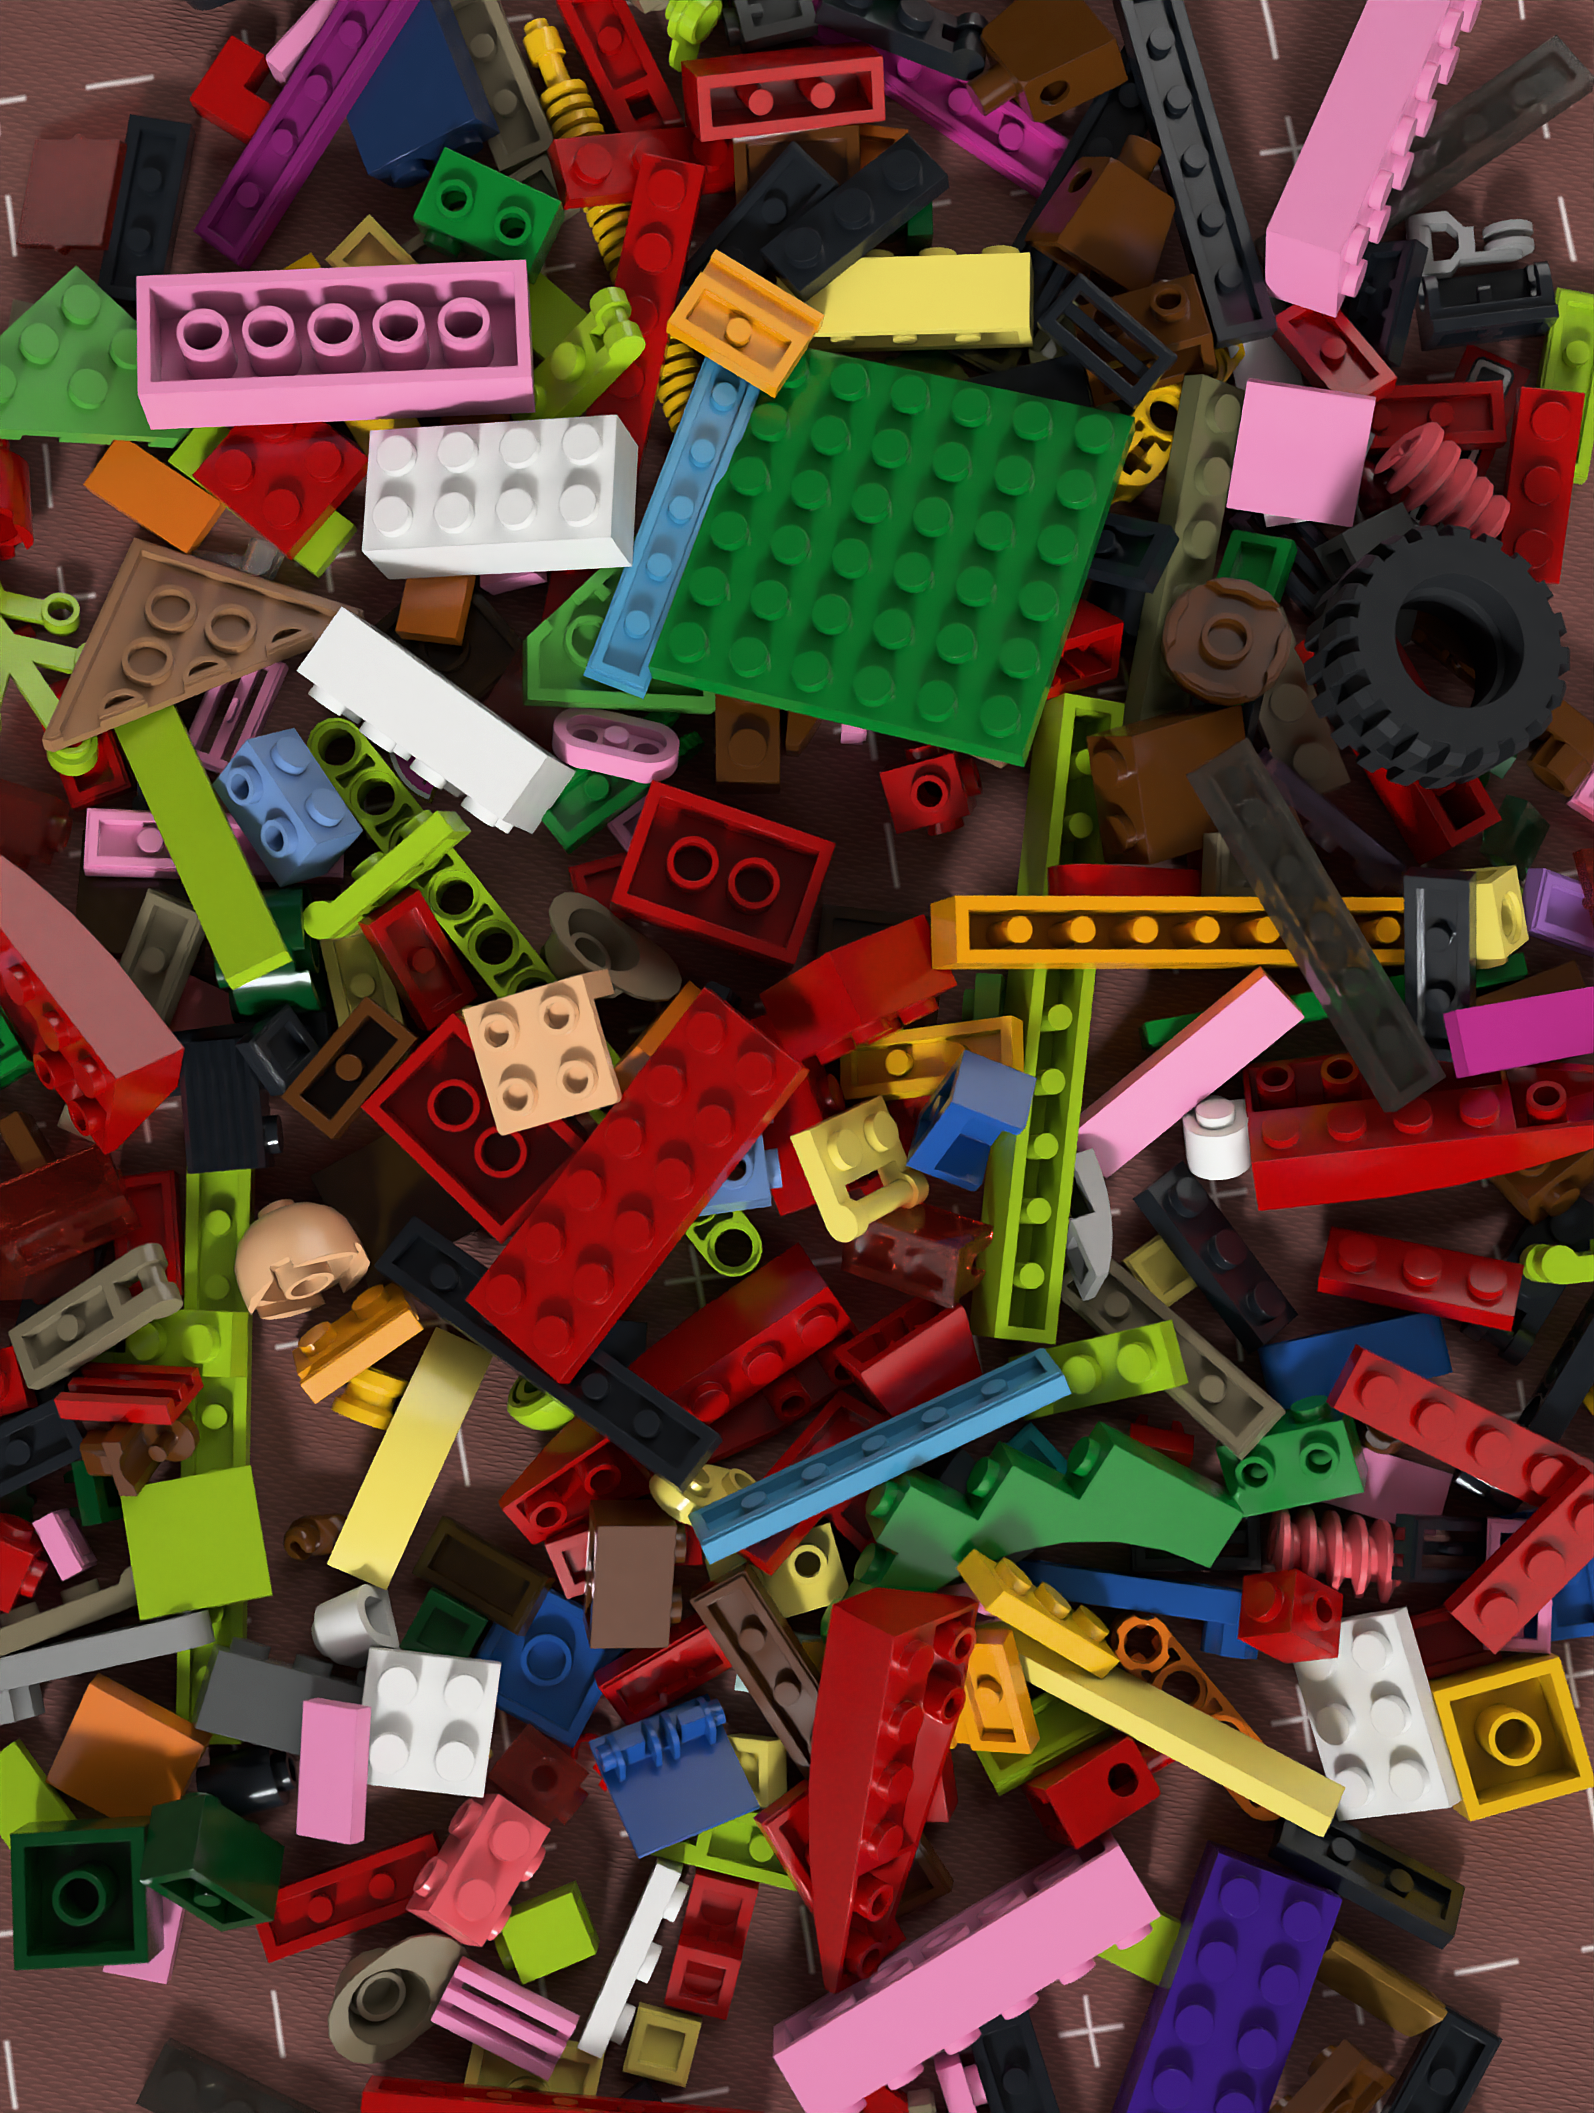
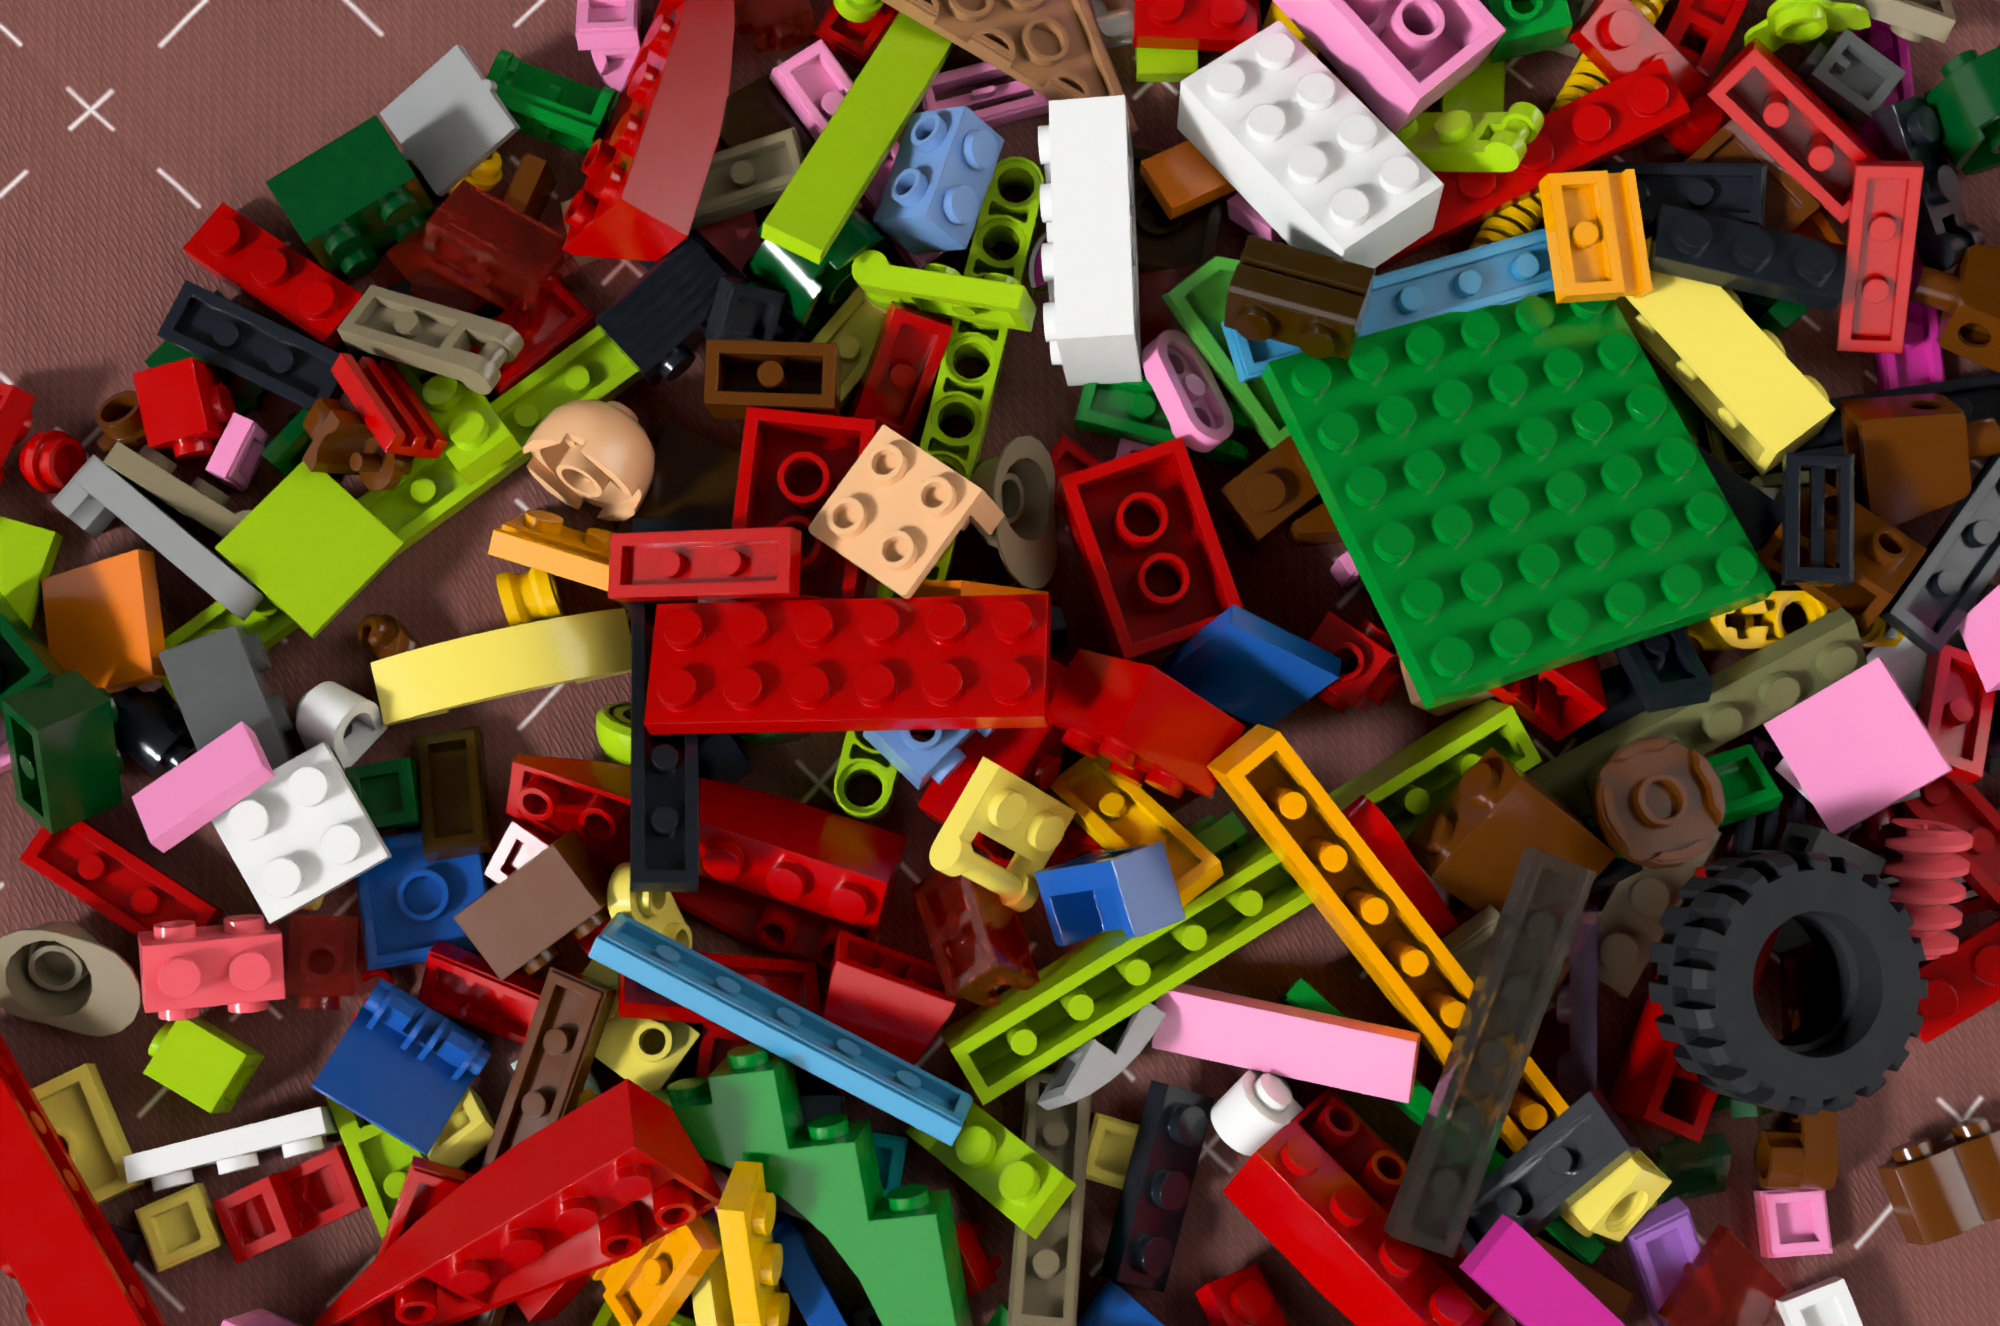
camera: 50 degrees right, 5 degrees down
(465, 1238) = (705, 564): none -> red plate
(495, 2039) = (95, 1080): bright pink tile -> none
(618, 602) = (1298, 298): none -> dark brown brick
(876, 871) = (1251, 667): none -> blue tile
(934, 114) = (1879, 255): none -> plate

